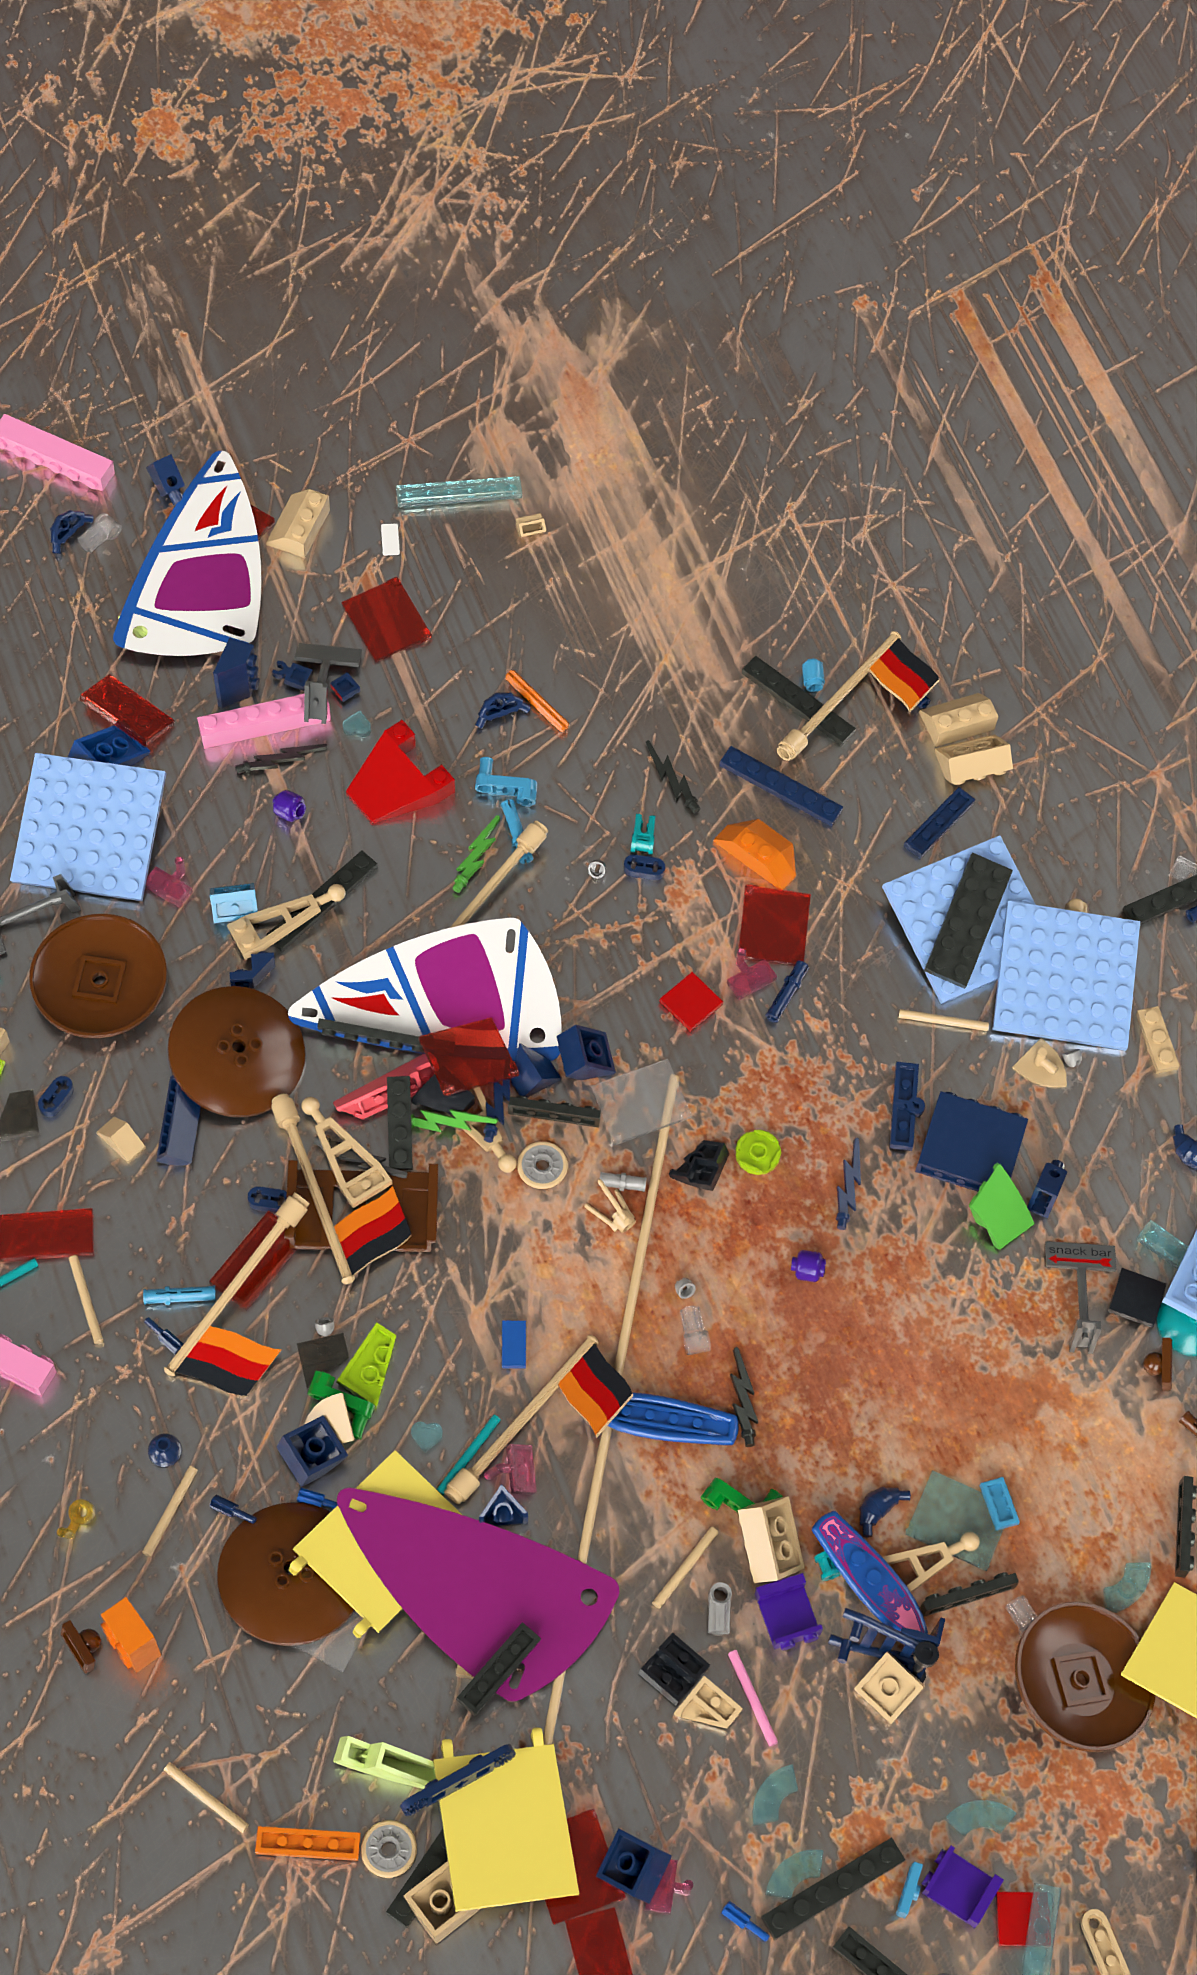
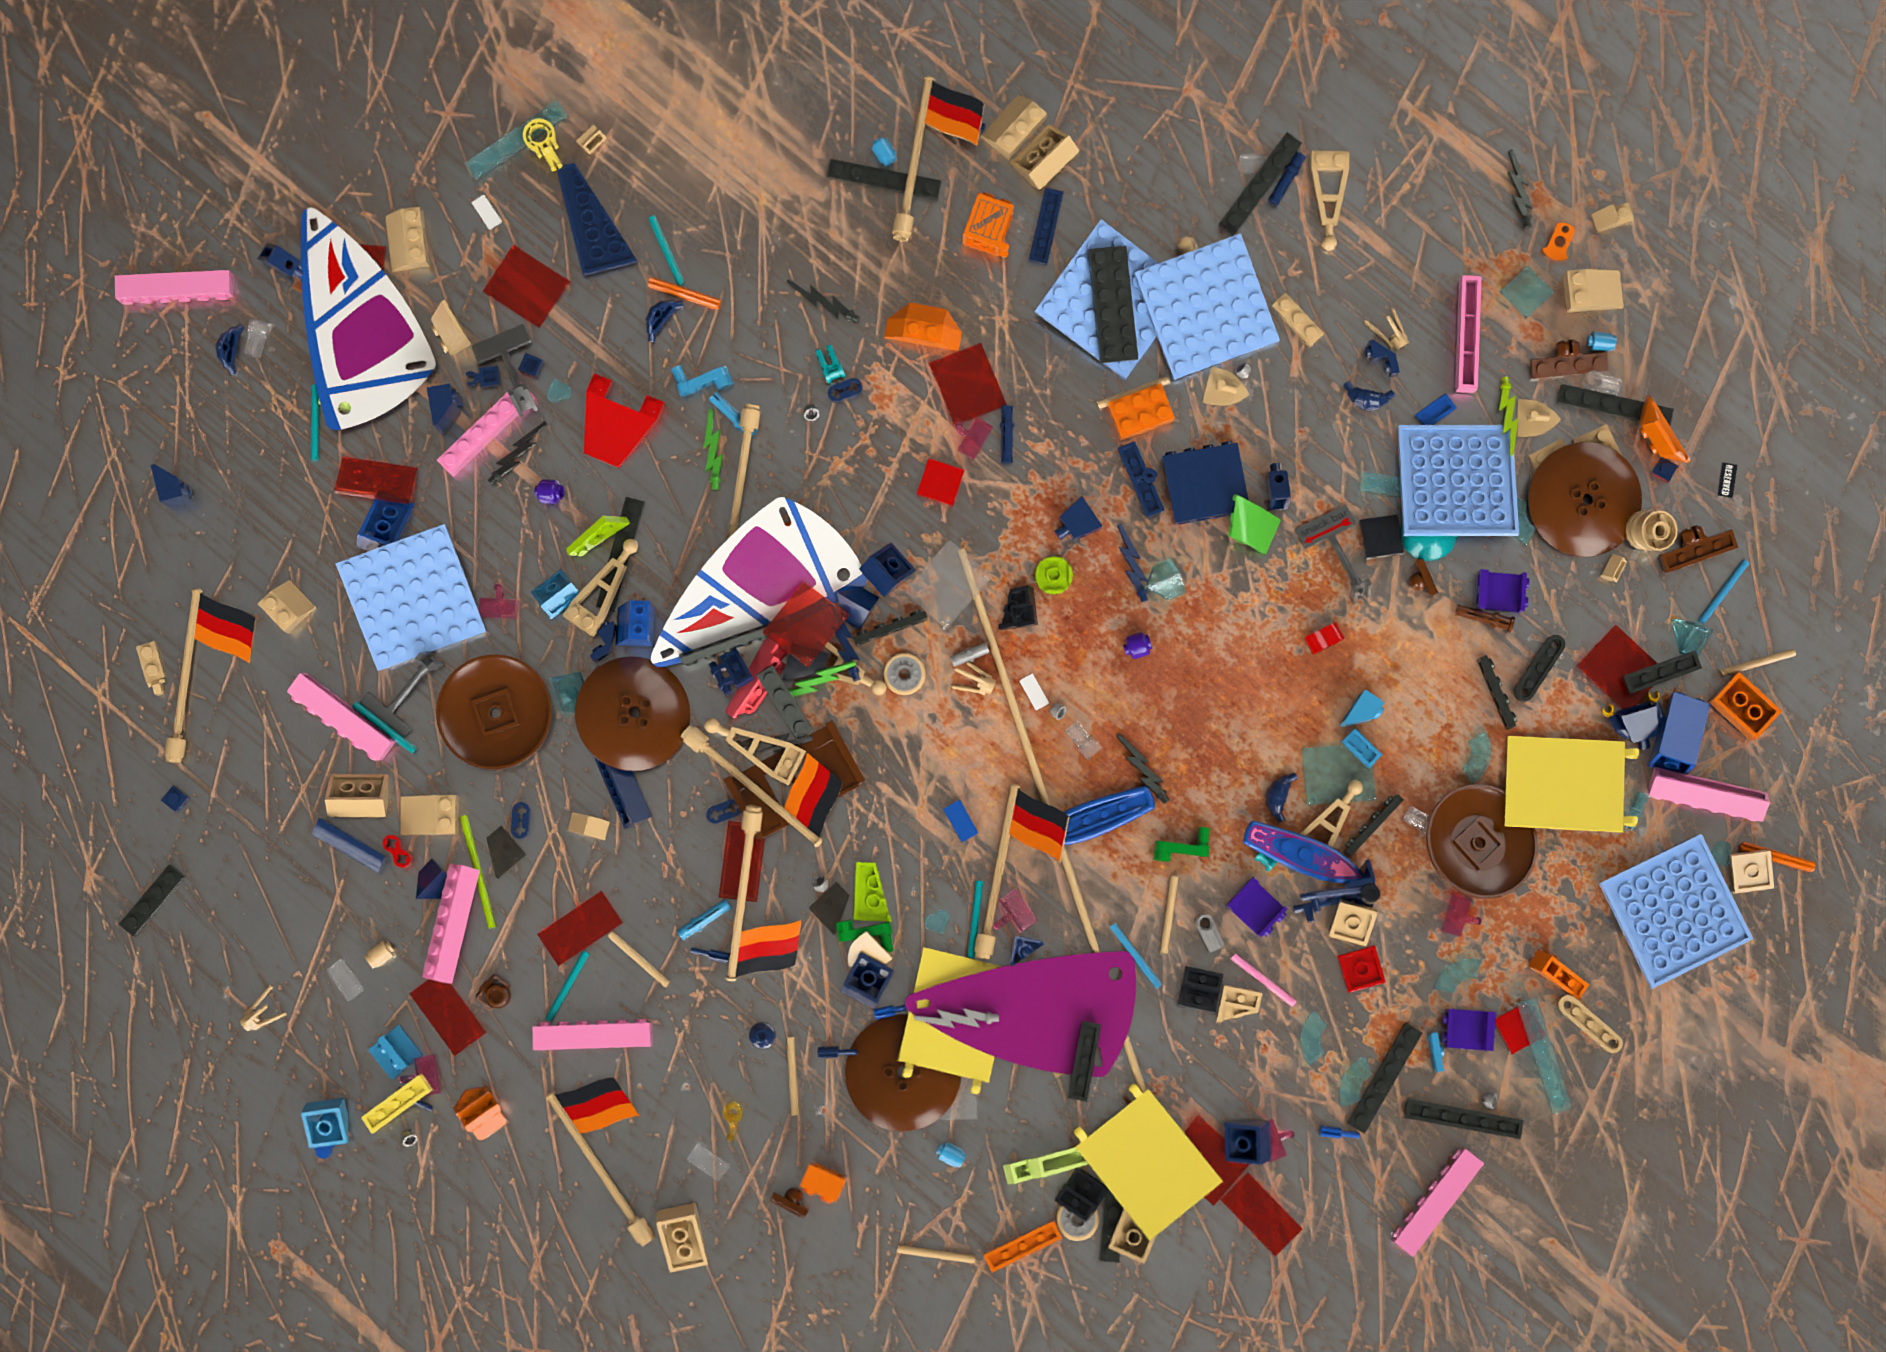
camera: 25 degrees left, 20 degrees up
(21, 1552) = (708, 1162): none -> clear tile
(101, 635) = (314, 422): none -> teal bar
(180, 993) = (566, 691): none -> clear light blue slope
(287, 613) = (449, 329): none -> tan slope
(289, 1692) = (951, 1154): none -> dark azure brick
(297, 966) = (636, 624): none -> blue slope
(310, 864) = (597, 533): none -> lime wing
(370, 1067) = (735, 667): none -> dark blue plate
(397, 1550) = (970, 1020): none -> light grey piece
(409, 1831) = (1082, 1194): none -> black slope
(437, 1790) = (1091, 1168): dark blue piece -> none
(482, 505) = (548, 152): none -> light yellow pin
(482, 603) = (594, 233): none -> dark blue wing
(543, 653) = (666, 250): none -> teal bar
(623, 1591) = (1137, 957): none -> dark azure bar
(670, 1257) = (1034, 692): none -> white sticker
(771, 1540) = (1219, 865): tan slope -> none
(781, 786) = (910, 262): dark blue plate -> none
(814, 1111) = (1078, 521): none -> dark blue torso
(871, 1748) = (1361, 969): none -> red tile
(875, 1219) = (1166, 580): none -> clear light blue slope
(880, 786) = (989, 225): none -> orange container
(940, 1040) = (1140, 412): none -> orange brick
(1015, 1750) = (1457, 916): none -> clear pink plate
(1018, 1367) = (1324, 638): none -> red axle
(1021, 1461) = (1363, 709): none -> dark azure slope
(1101, 1880) = (1558, 974): none -> orange slope

